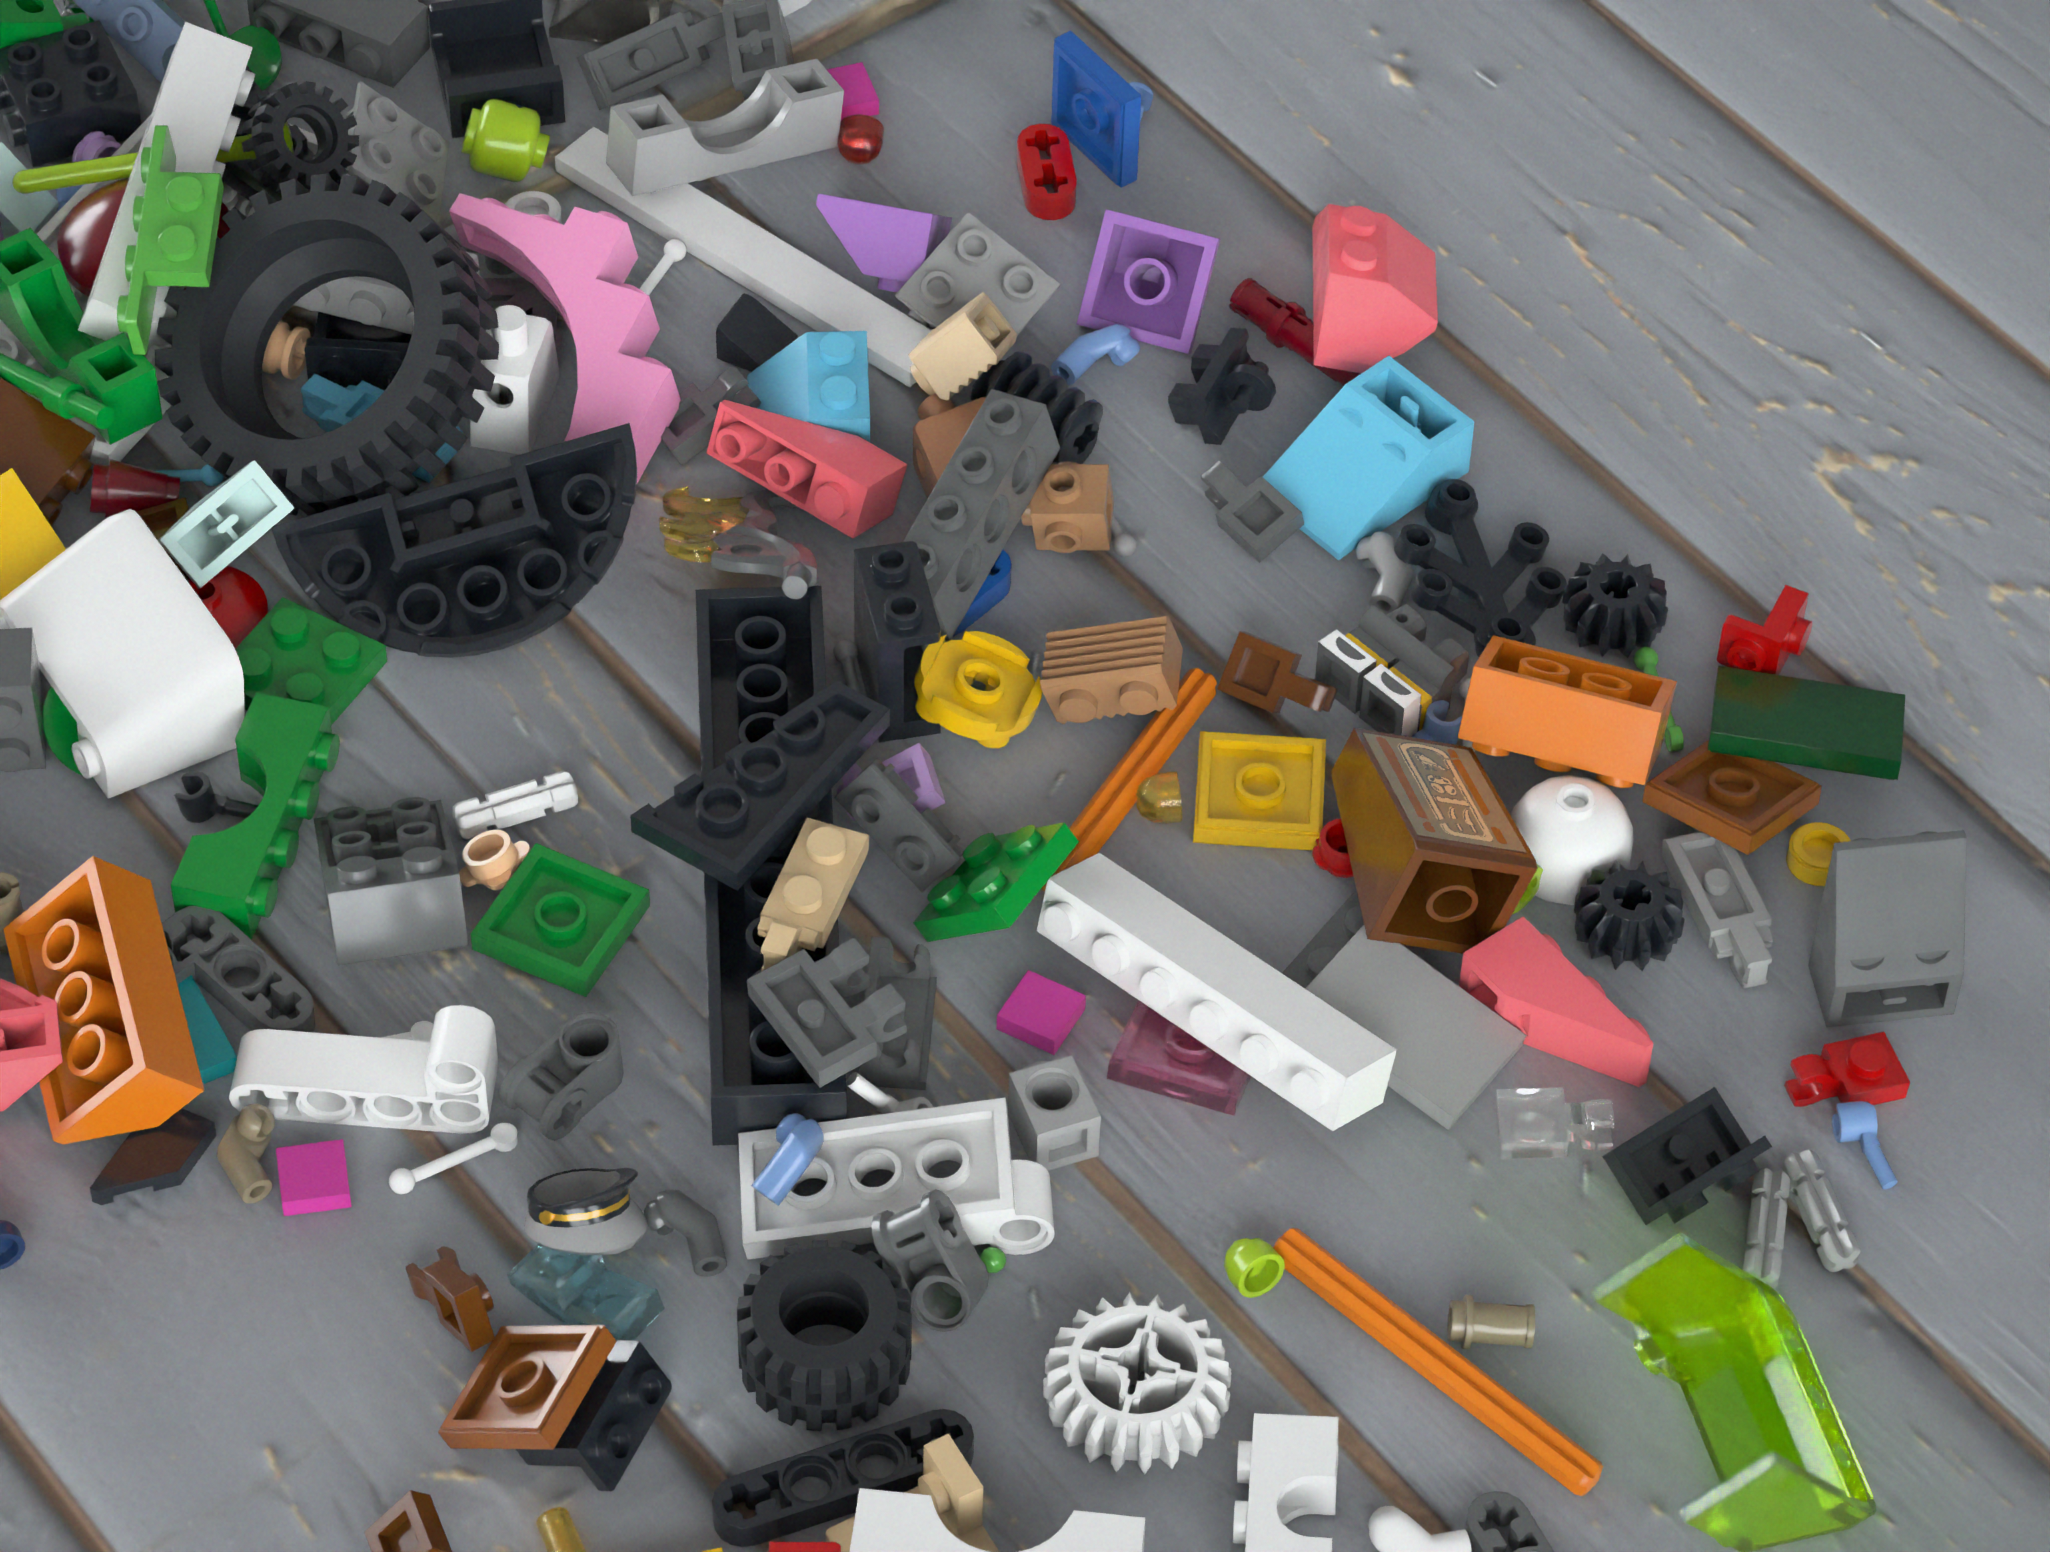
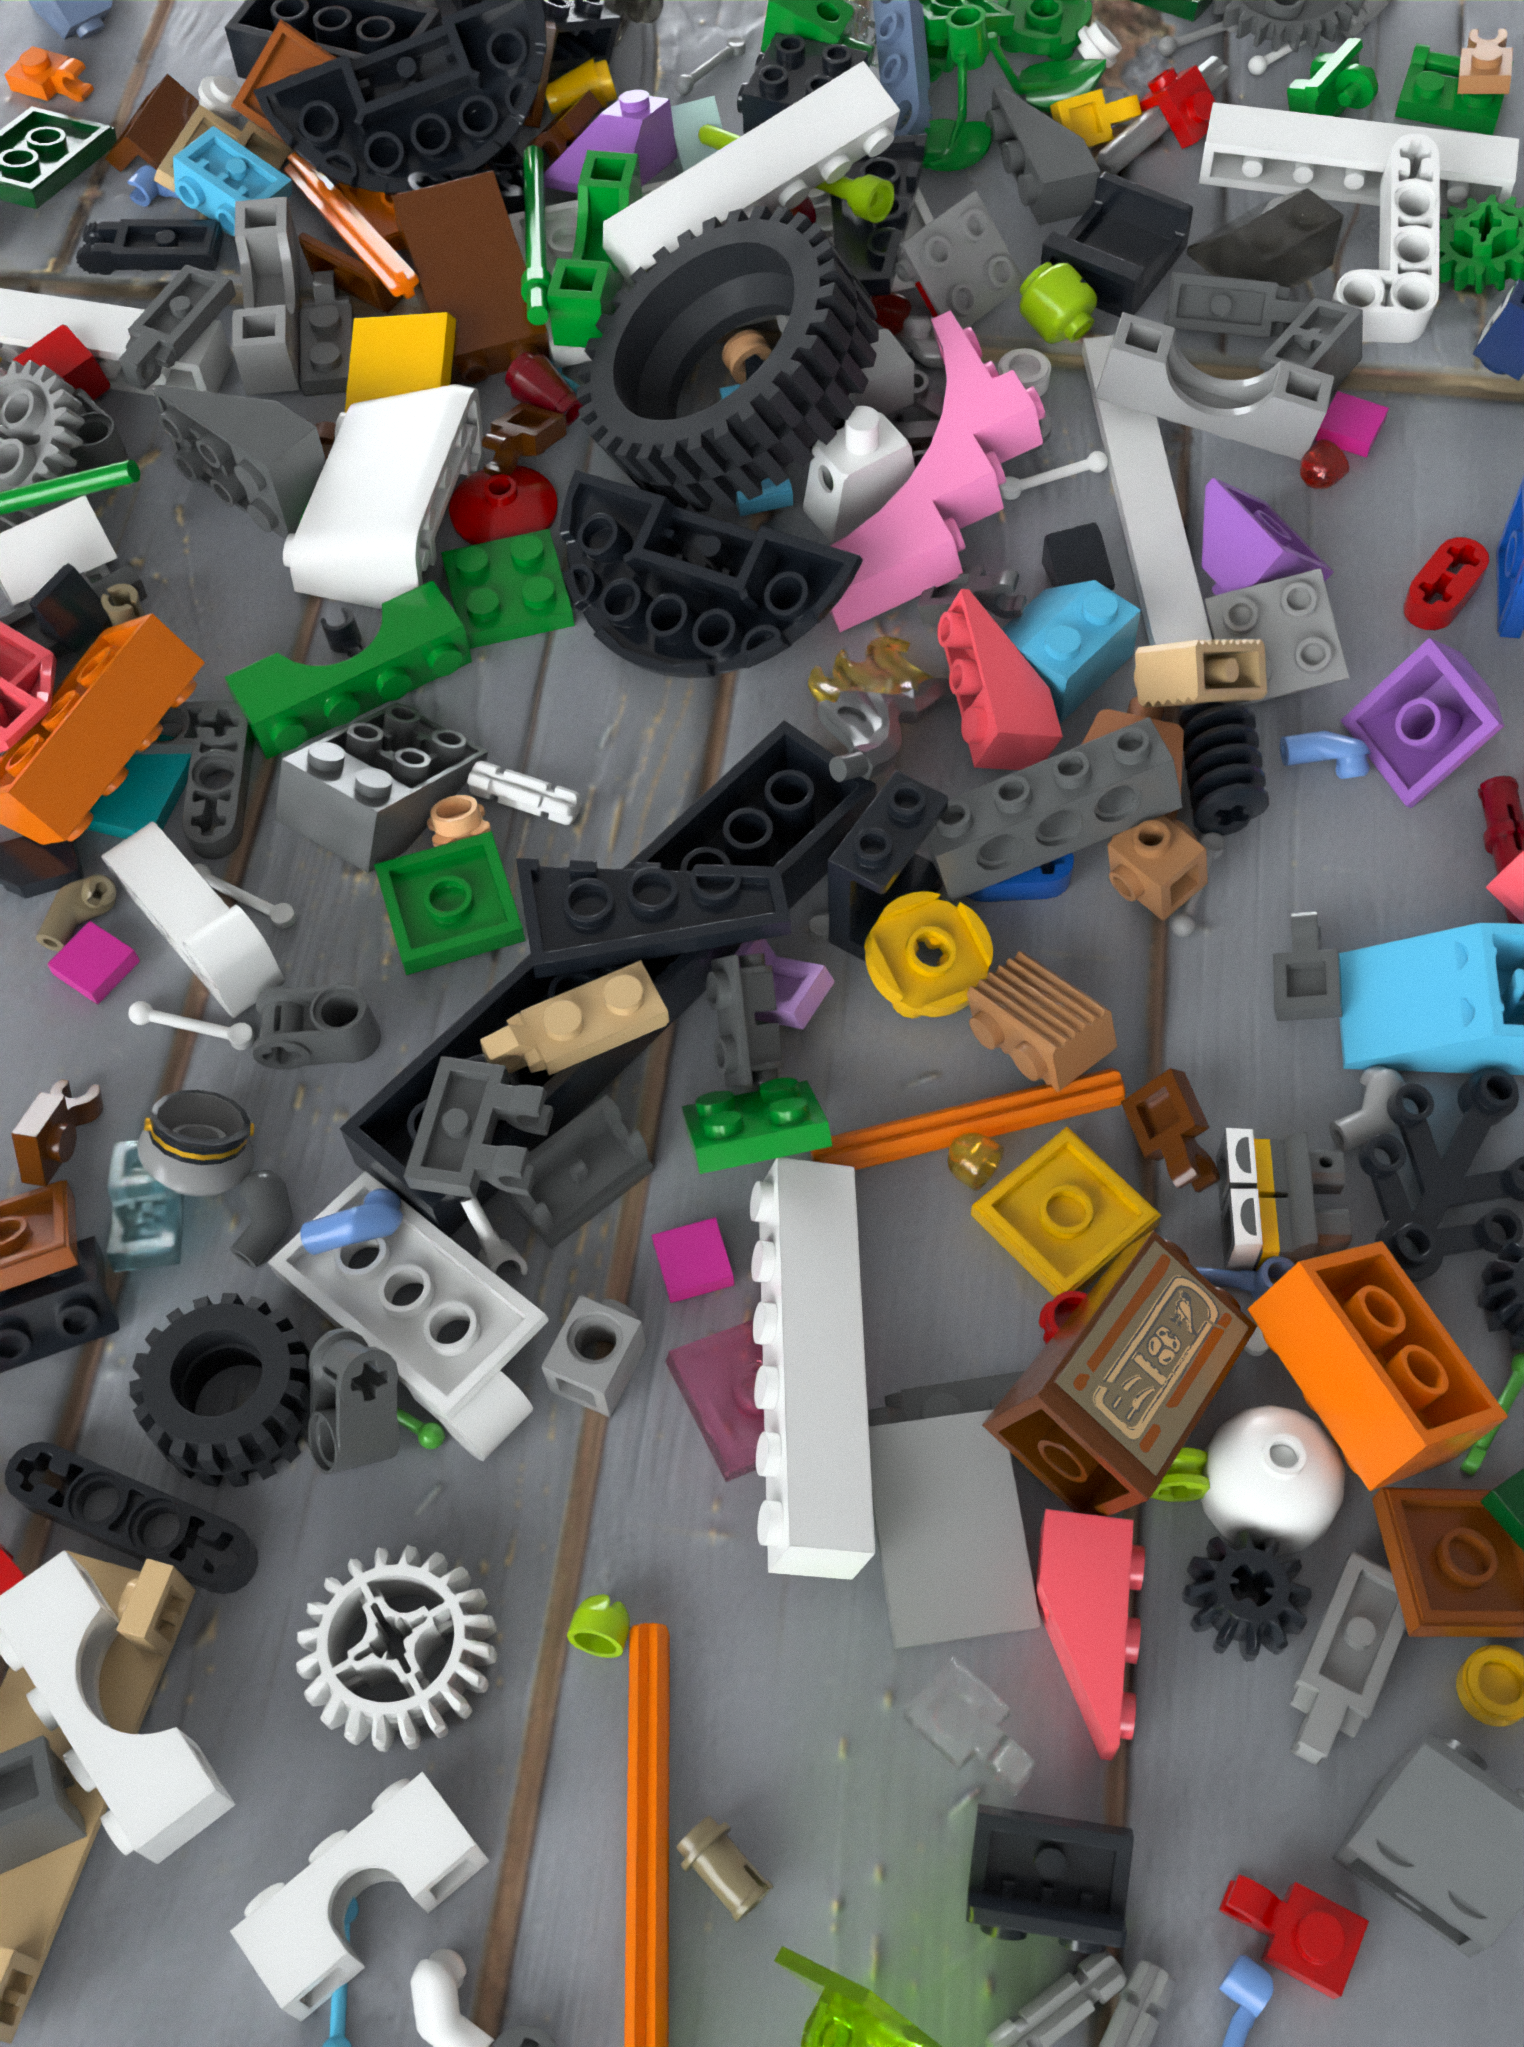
camera: 50 degrees right, 10 degrees up
(174, 239) = (679, 204): bright green bracket -> none
(225, 523) = (539, 446): light aqua slope -> none
(323, 118) = (908, 191): black tyre -> none
(1224, 387) = (1400, 853): black hips -> none

